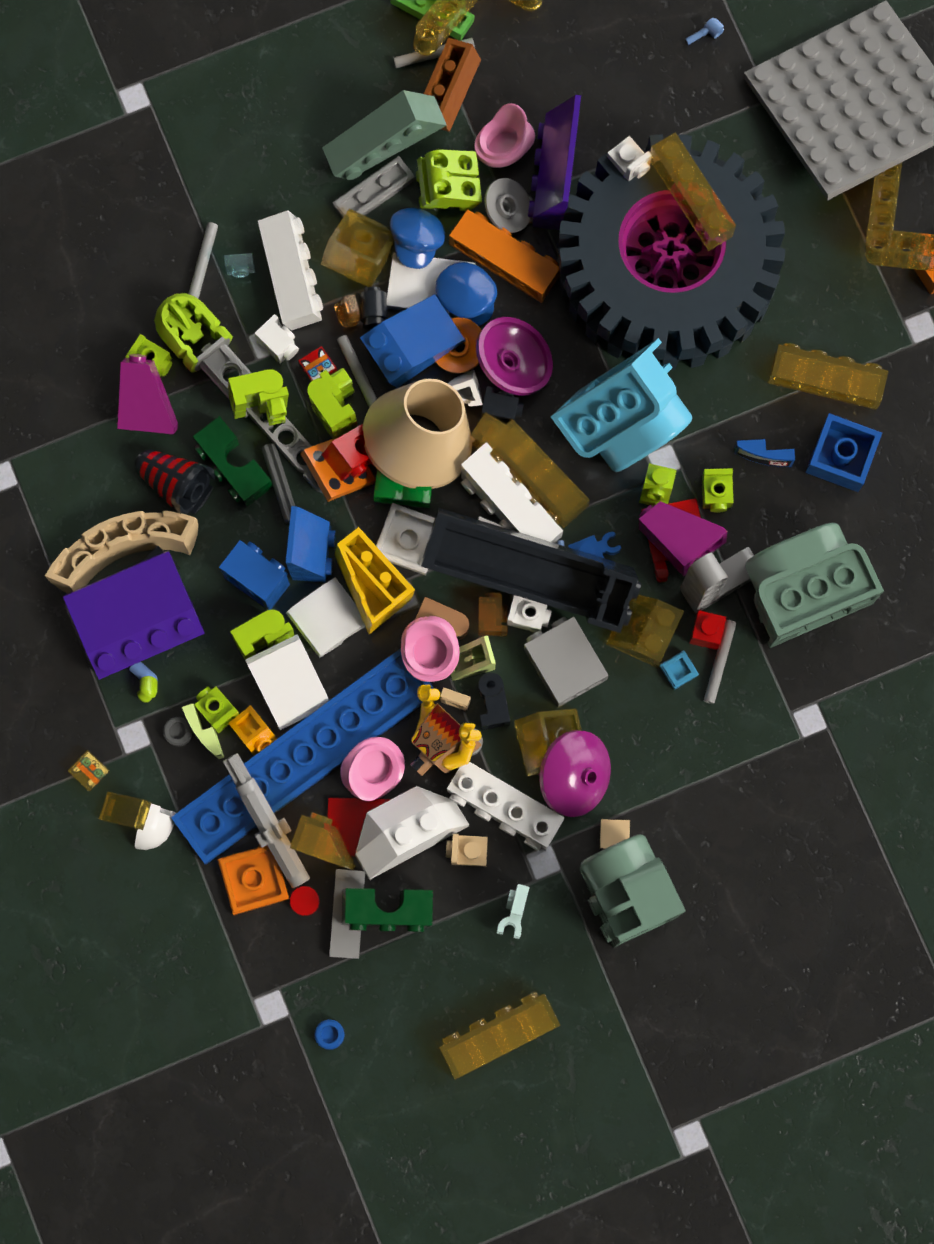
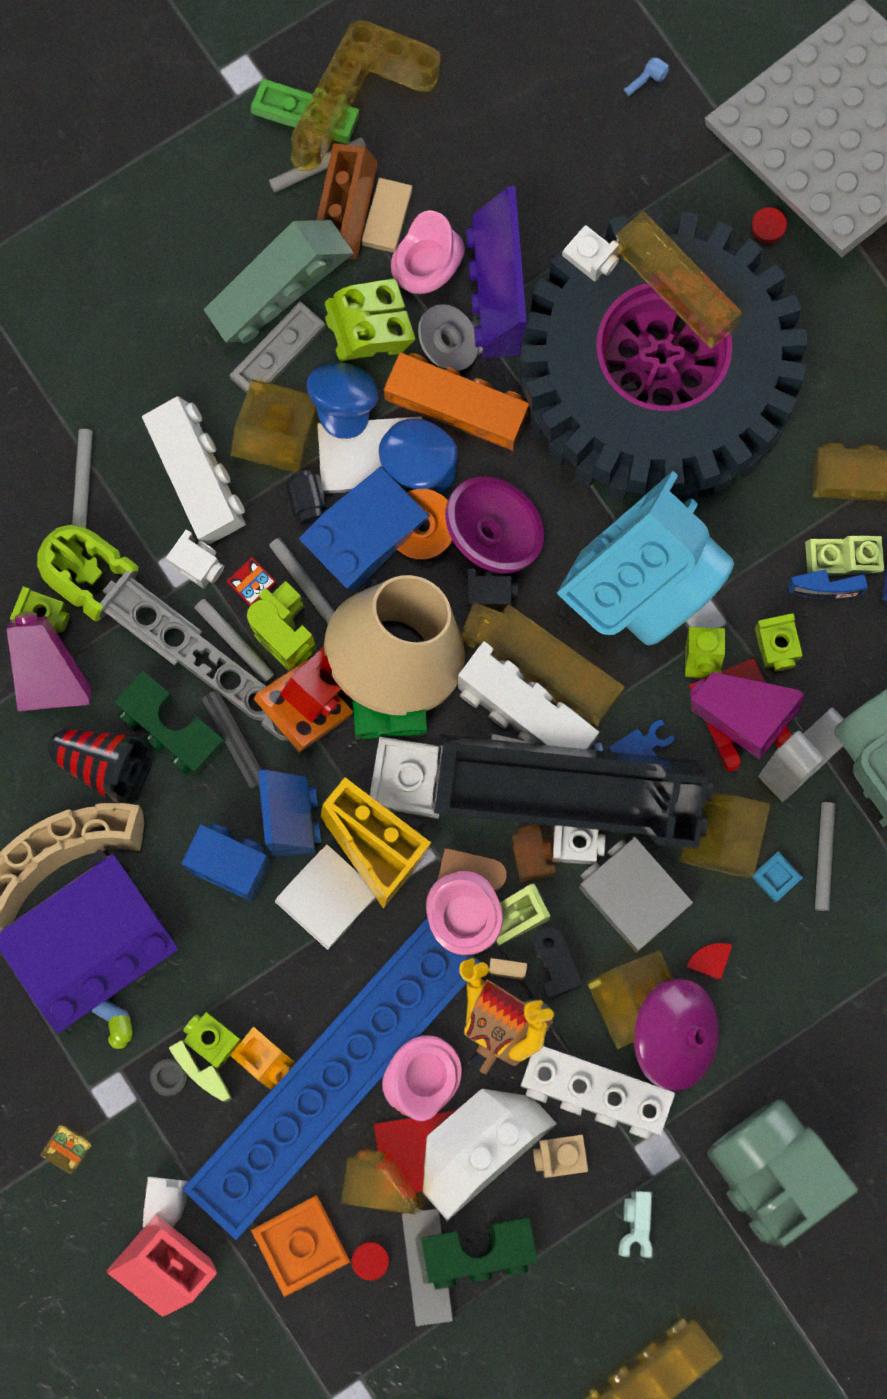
camera: 10 degrees left, 0 degrees up
(125, 810) = (123, 1193): clear yellow tile -> none
(144, 873) = (163, 1268): none -> coral slope
(239, 264) = (129, 475): clear light blue plate -> none
(260, 390) = (188, 629): lime hips -> none
(261, 631) = (252, 930): lime hips -> none
(270, 829) = (312, 1182): light grey piece -> none
(288, 681) = (295, 989): white tile -> none
(301, 417) = (235, 641): none -> light grey bar
(348, 311) = (276, 507): clear orange tile -> none
(468, 388) = (444, 575): white brick -> none
(480, 102) = (387, 215): none -> tan tile
(613, 832) = (739, 1099): tan tile -> none
(614, 723) = (710, 960): none -> red tile
(707, 630) = (803, 820): red brick -> none
(777, 166) = (768, 225): none -> red tile
(784, 433) = (845, 556): none -> yellowish green slope

